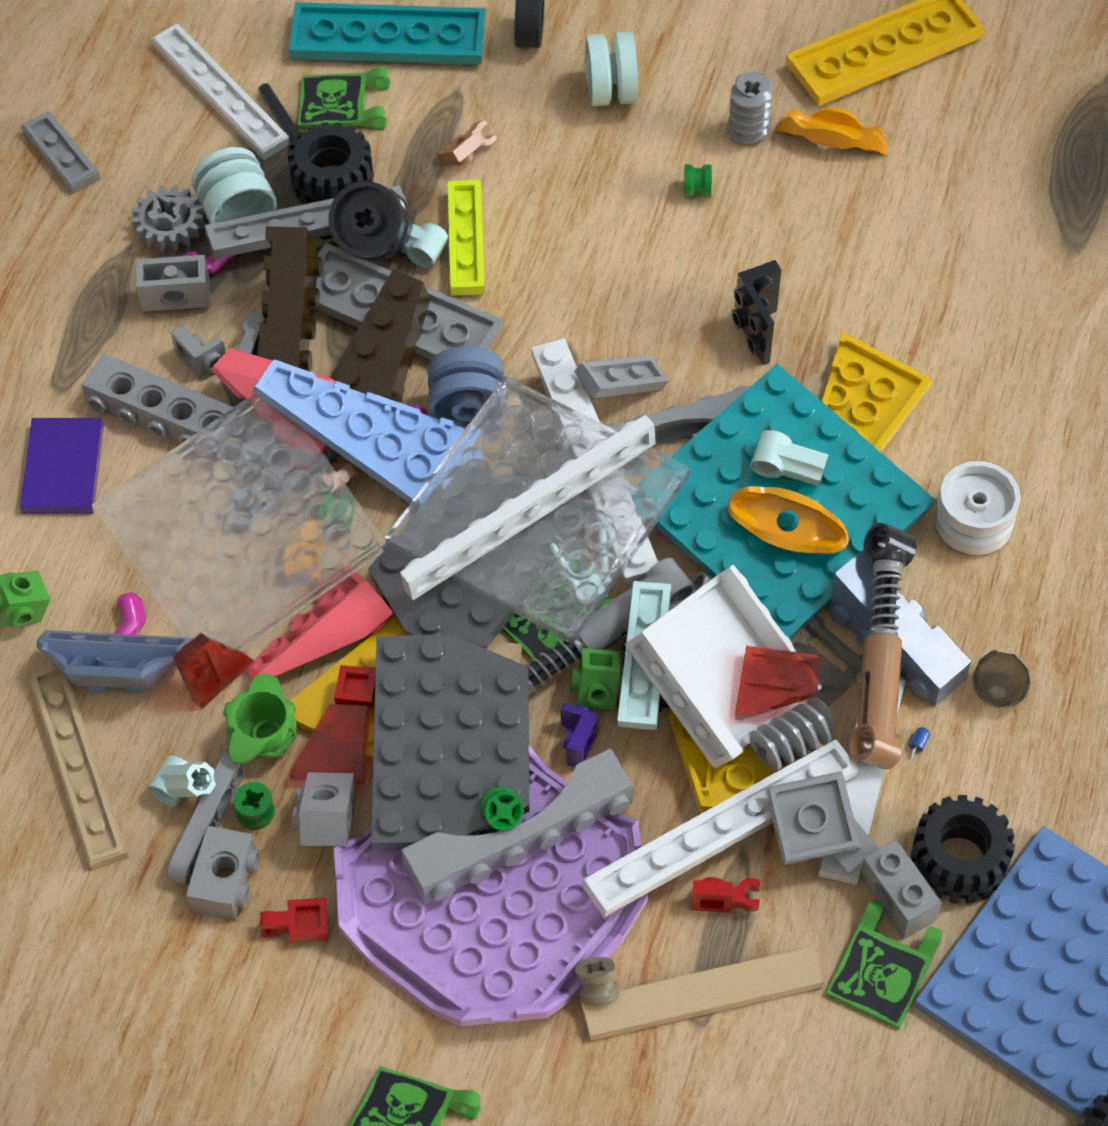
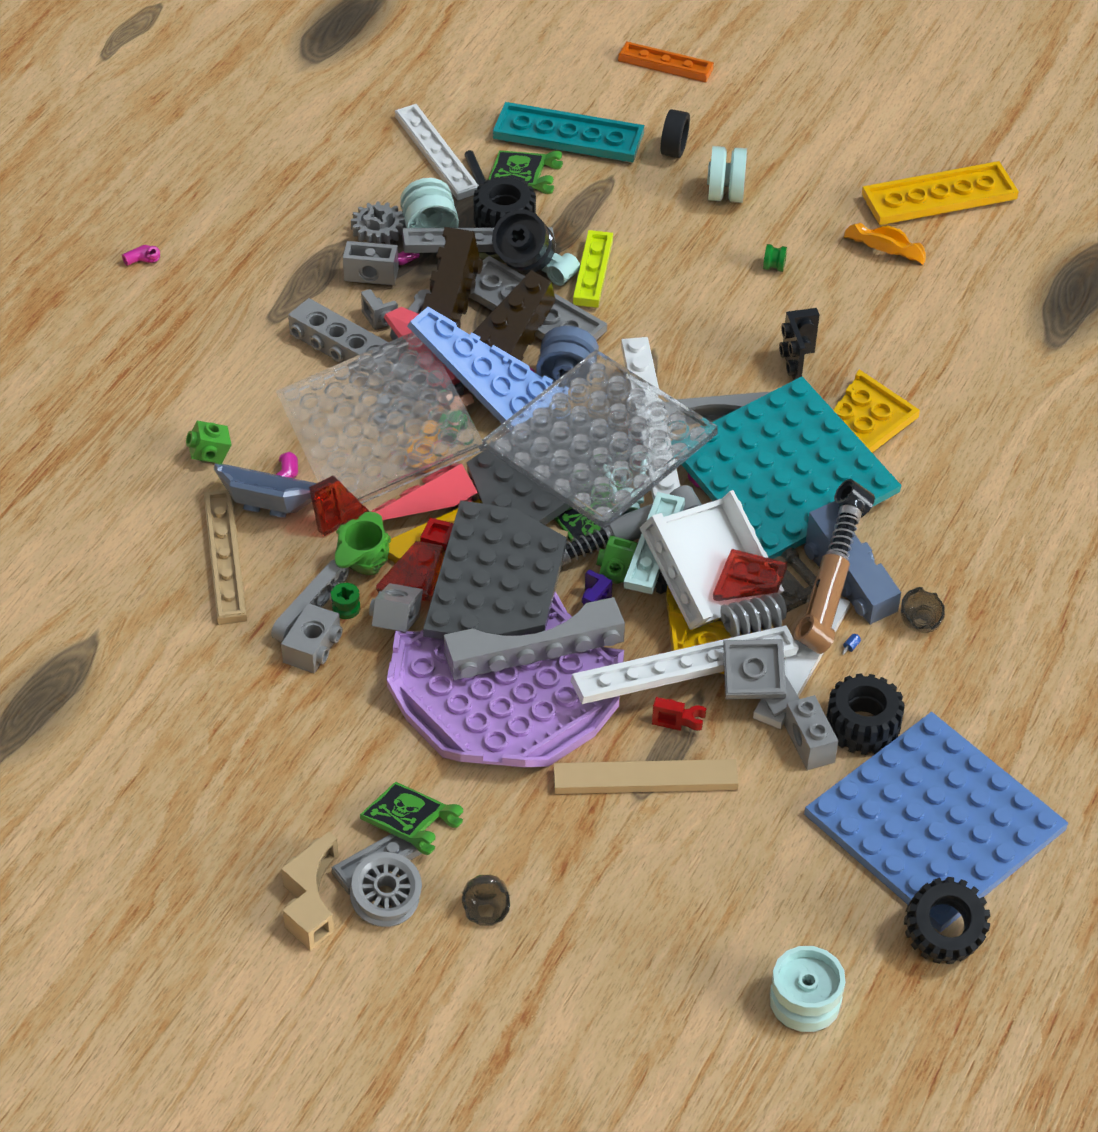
camera: 10 degrees right, 10 degrees down
(60, 152) = (311, 173): light grey tile -> none
(62, 466) = (261, 367): dark purple tile -> none
(181, 779) = (296, 573): light aqua piece -> none
(304, 921) = (361, 679): red plate -> none
(462, 147) = (605, 211): nougat plate -> none
(507, 813) = (527, 616): green wheel -> none
(528, 507) = (591, 431): white plate -> none
(597, 981) = (568, 751): dark tan wheel -> none
(621, 376) = (684, 369): light grey plate -> none
(750, 108) = (825, 214): light grey piece -> none
(758, 512) = (765, 464): light orange piece -> none
(778, 456) = (787, 432): light aqua piece -> none
(880, 972) = (784, 787): flag -> none
(977, 507) = (932, 496): white wheel -> none

